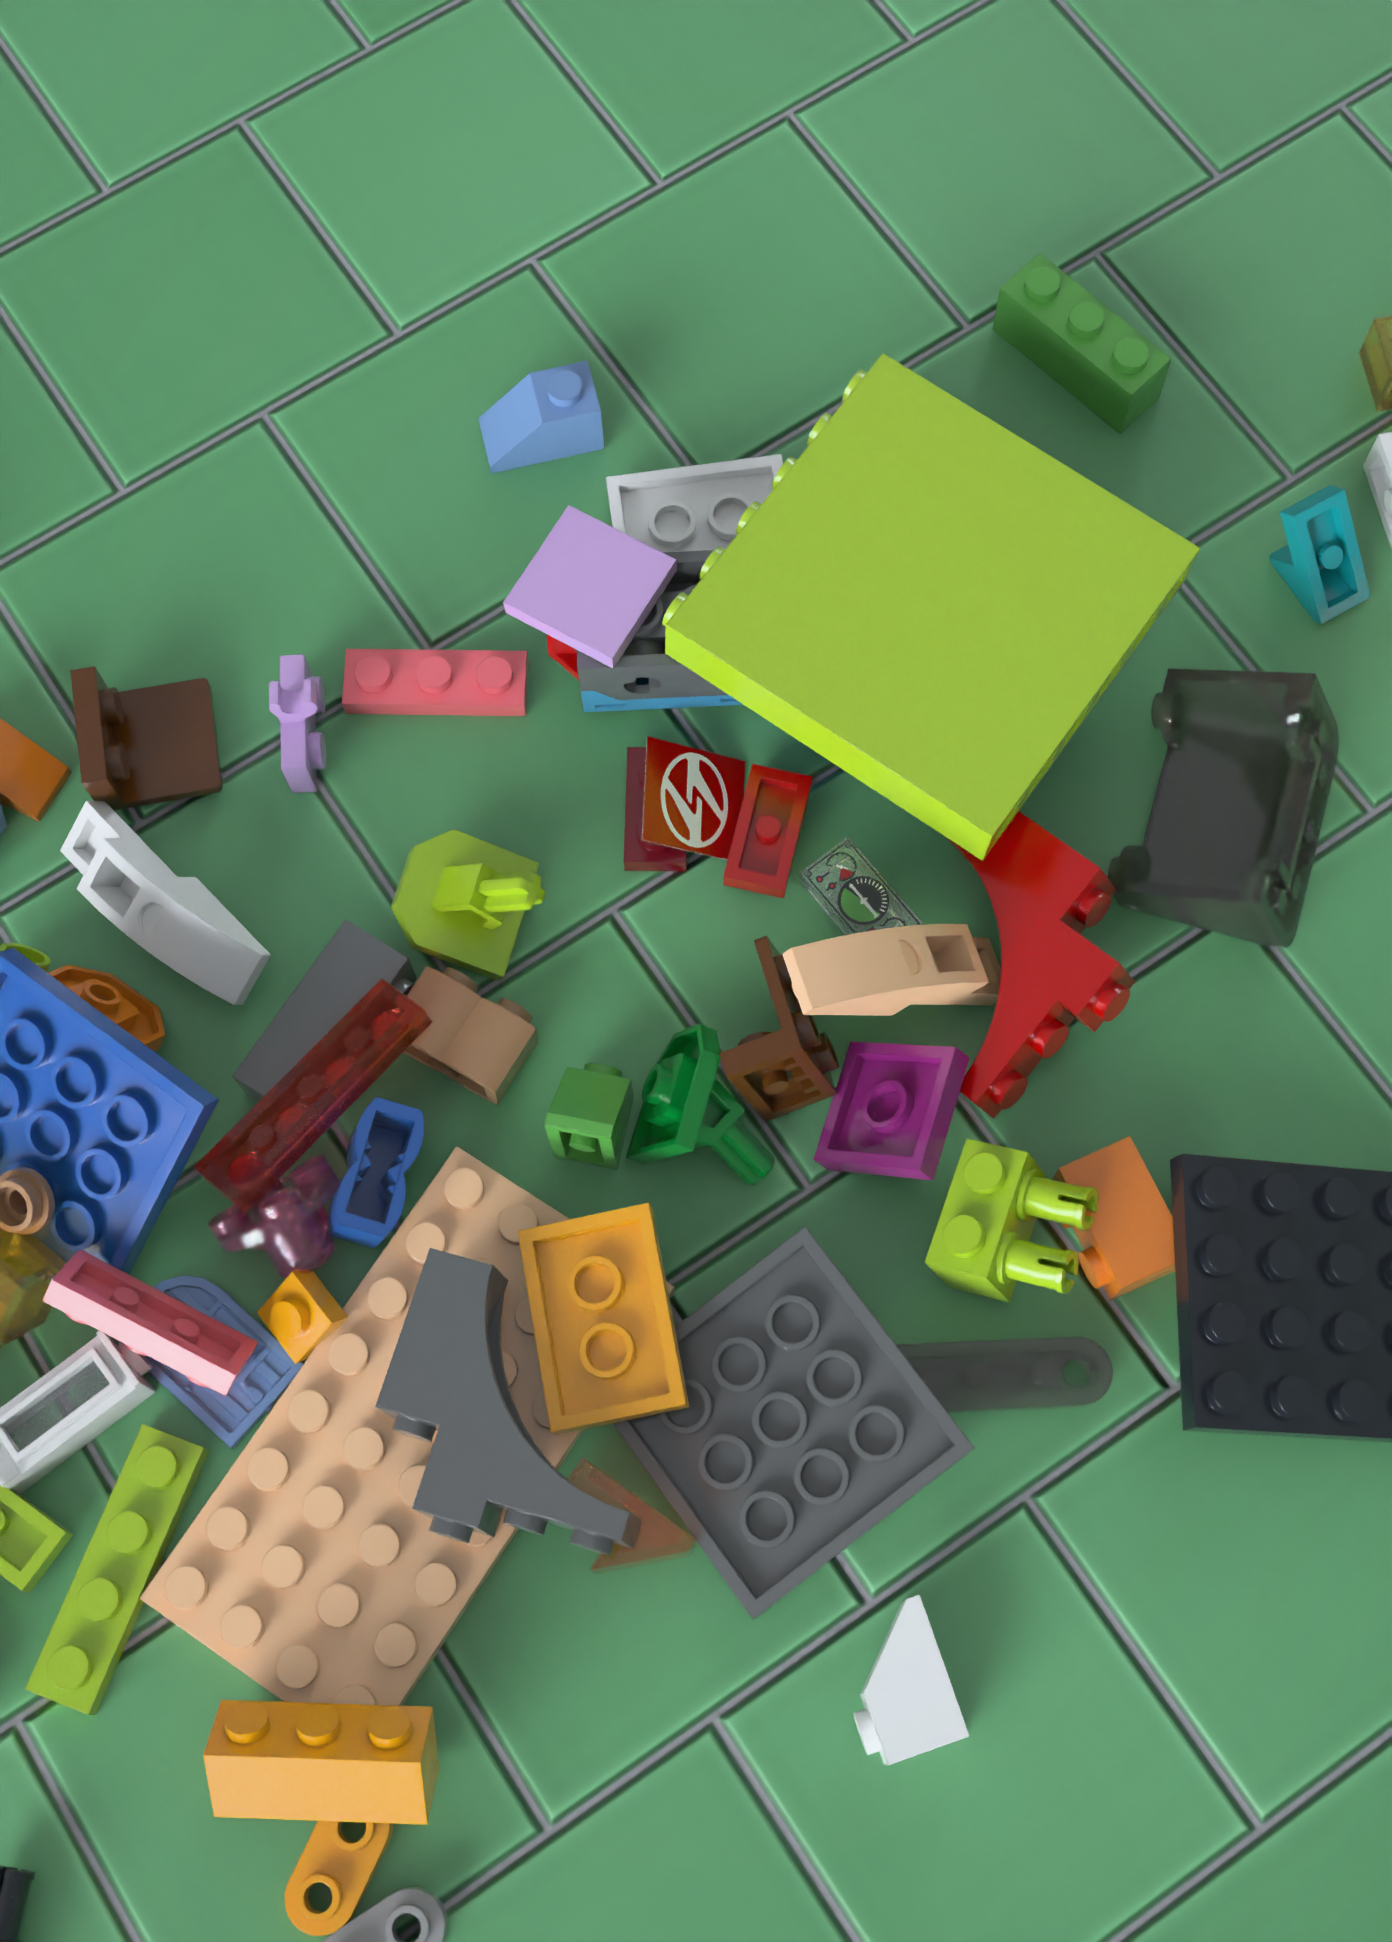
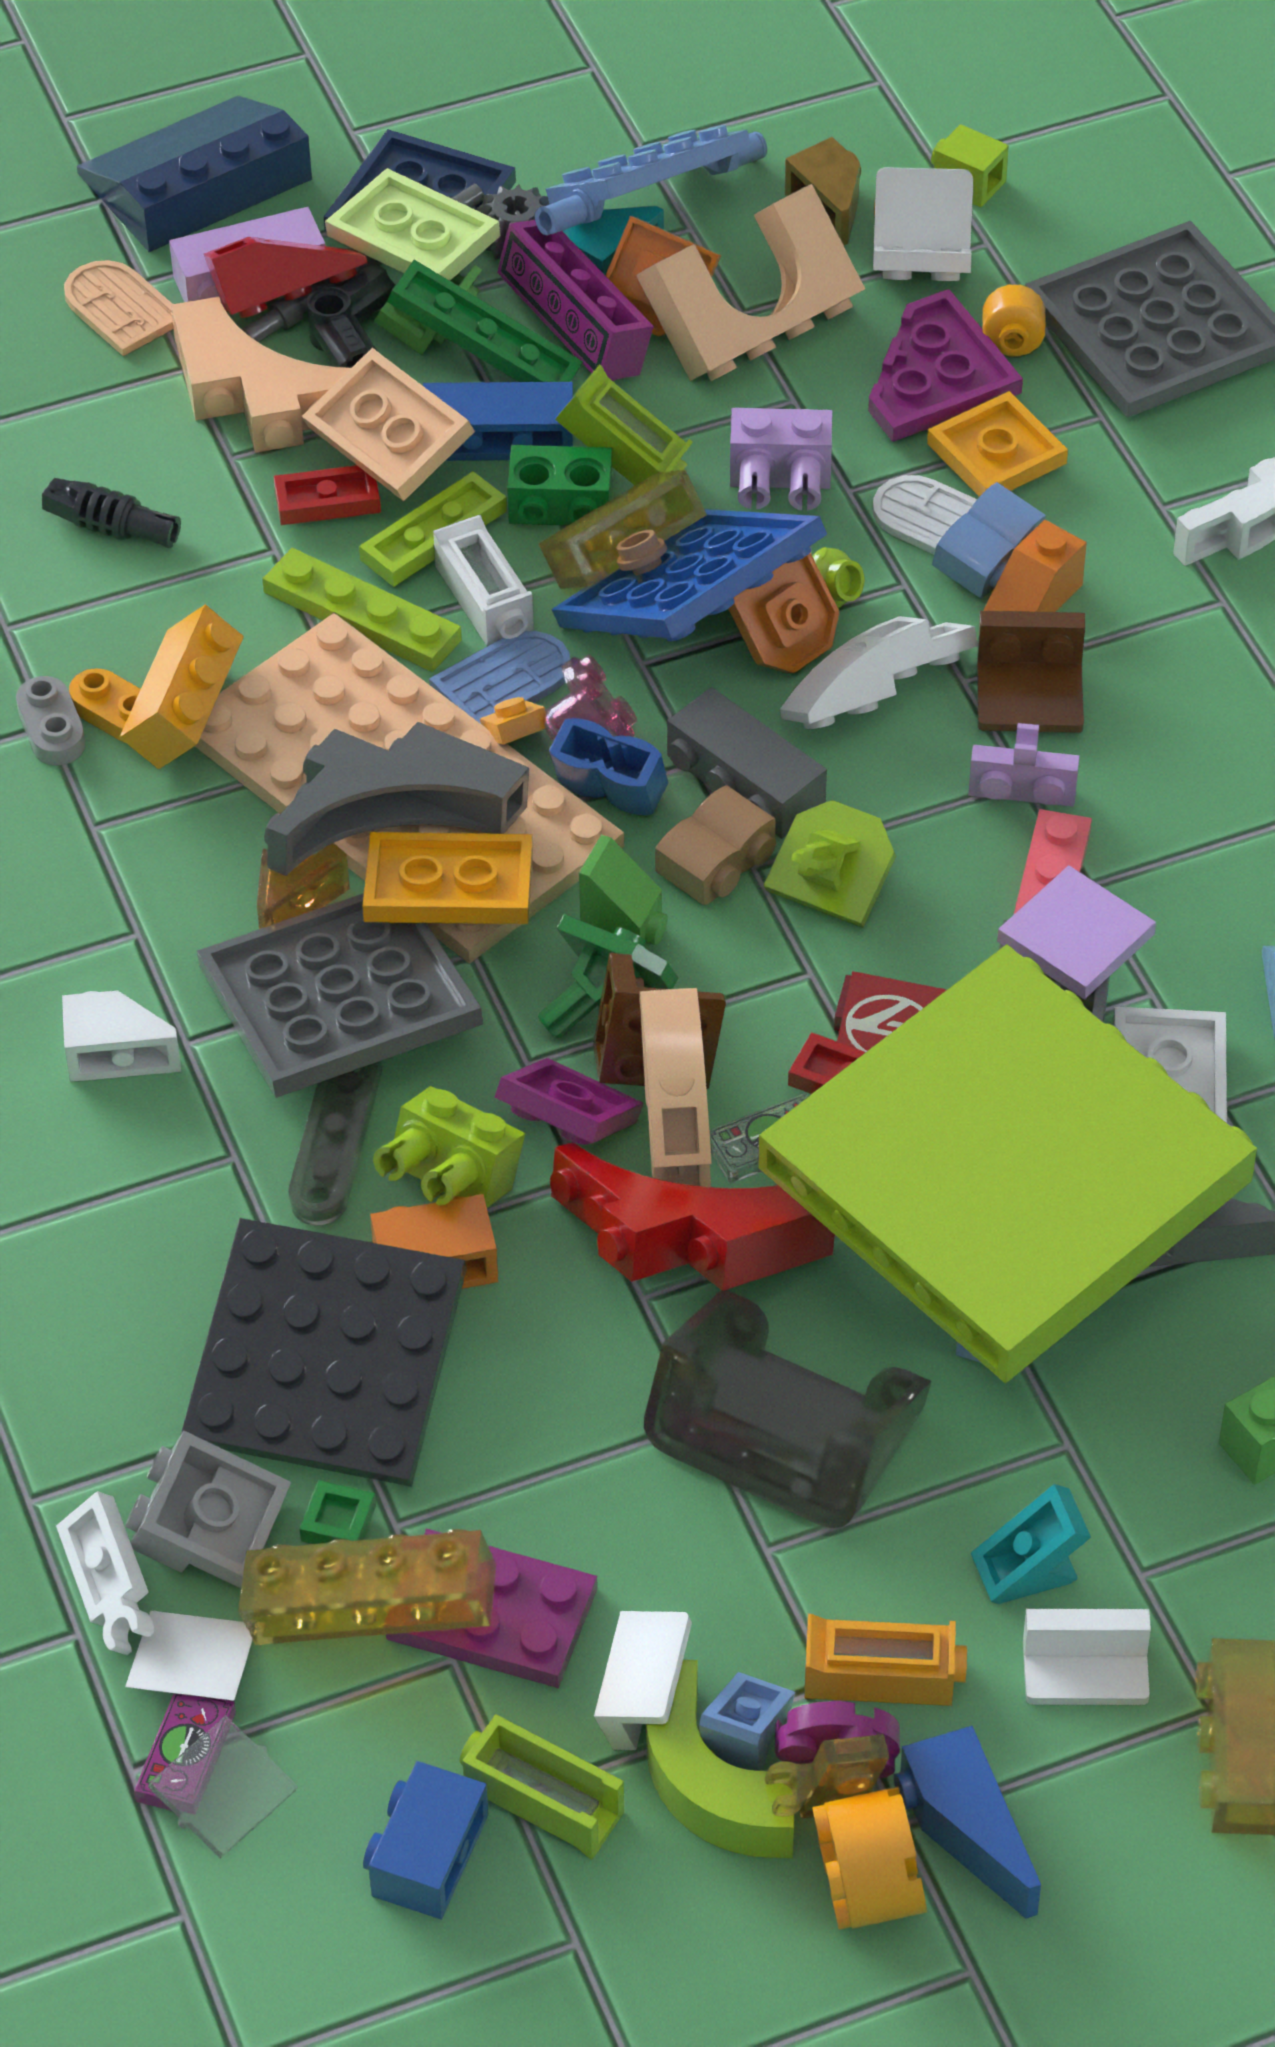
camera: 100 degrees right, 20 degrees down
(150, 1322) = (528, 622): coral plate -> none
(313, 1095) = (675, 719): clear red plate -> none

